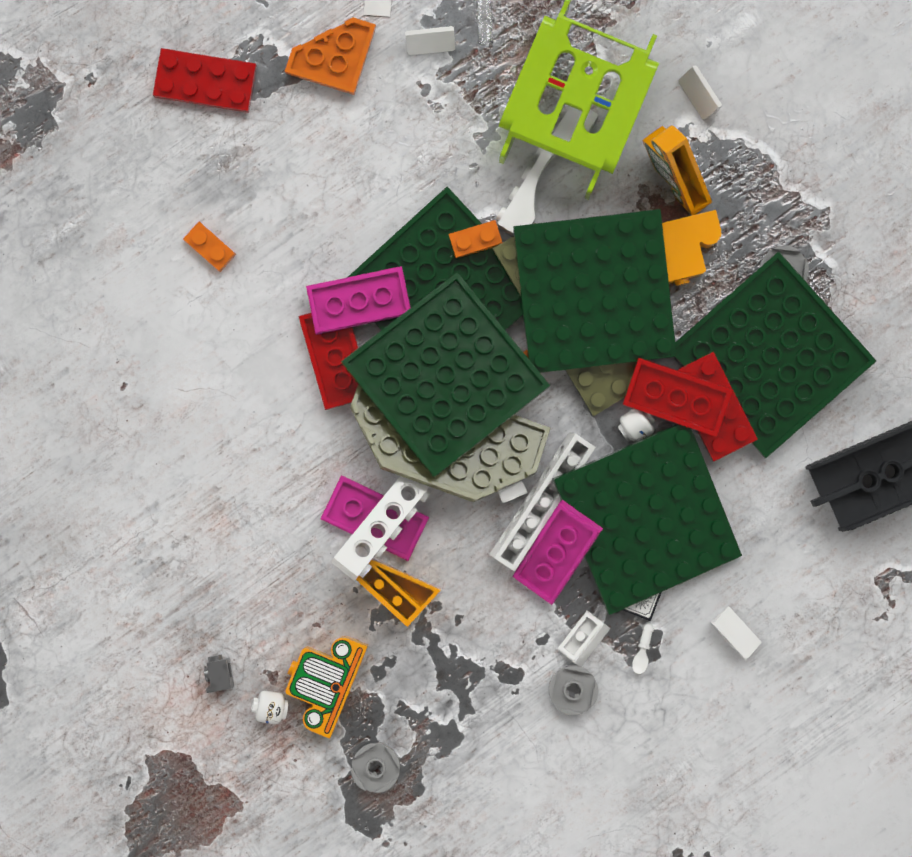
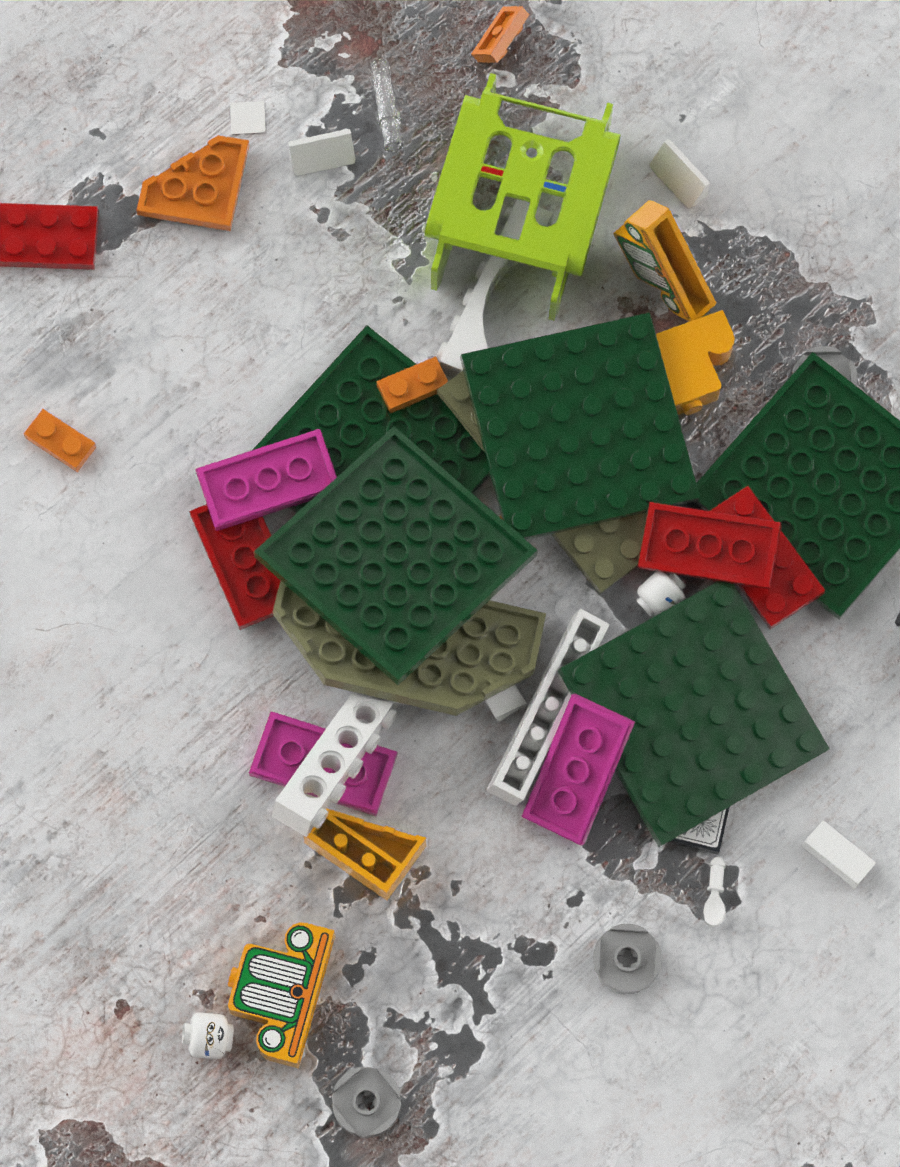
camera: 15 degrees left, 15 degrees down
(218, 673) = (131, 999): flat silver brick -> none
(583, 638) = (632, 888): white slope -> none

